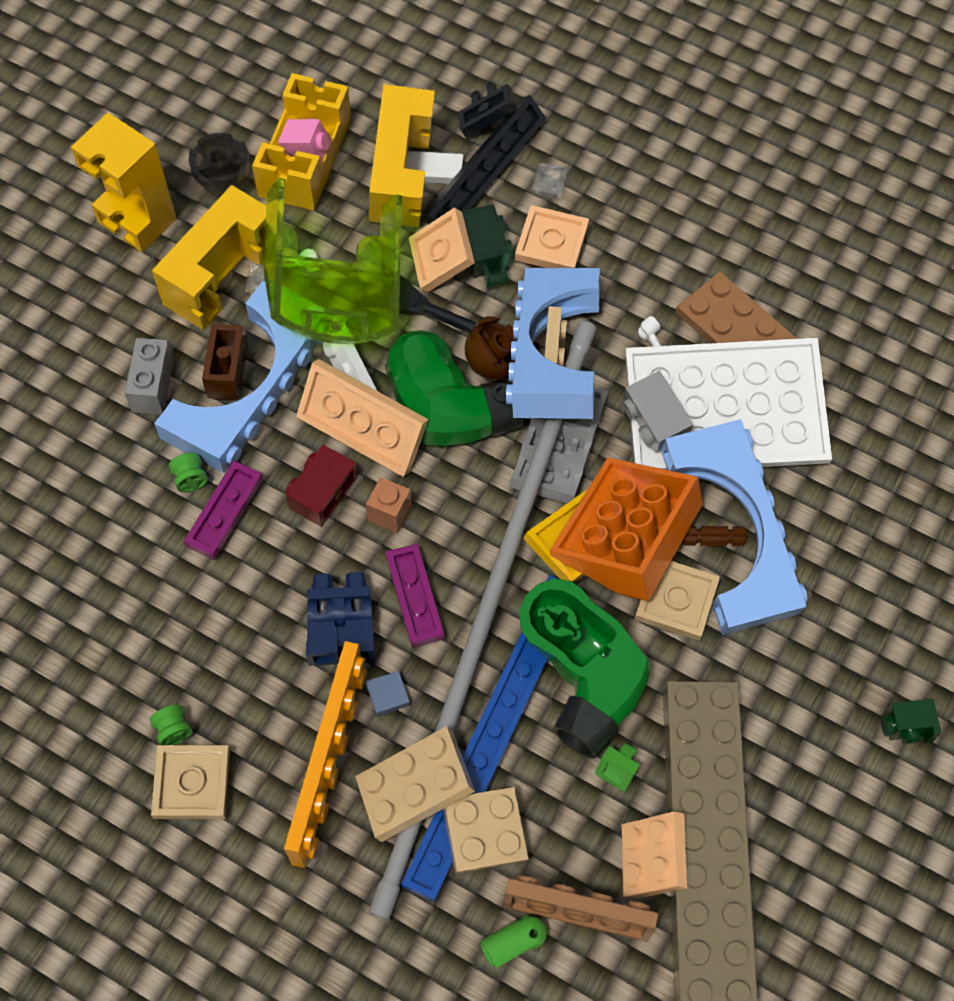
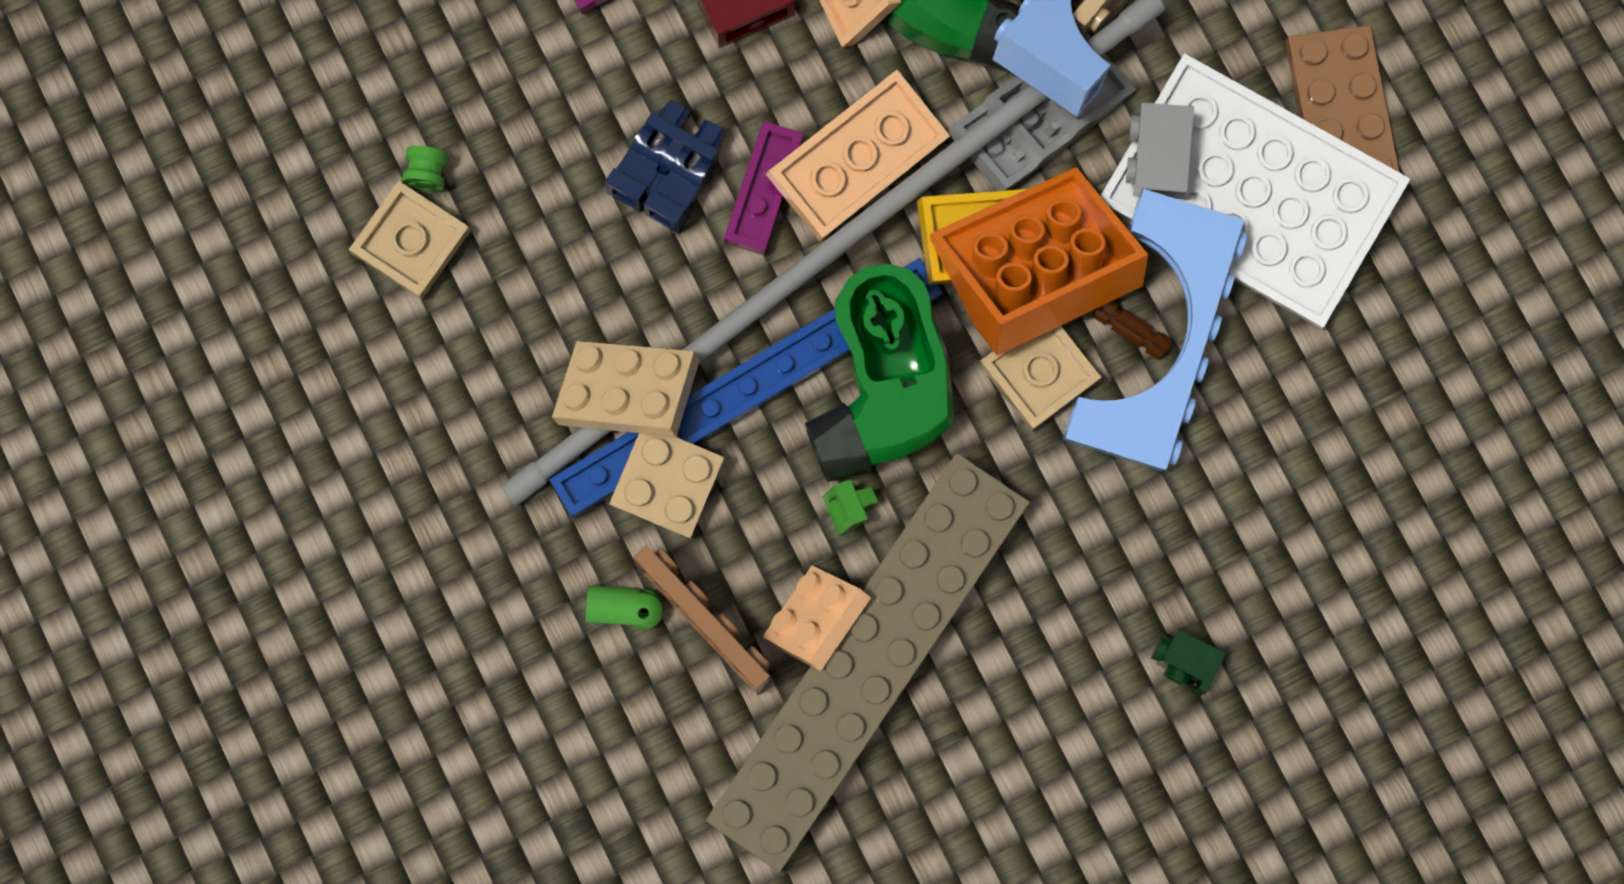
camera: 30 degrees right, 15 degrees up
(328, 745) = (567, 290): light orange plate -> none
(387, 693) = (666, 276): sand blue tile -> none
(388, 505) = (801, 70): nougat brick -> none
(463, 535) = (857, 155): none -> light nougat plate
(648, 329) = (1233, 44): white hand -> none

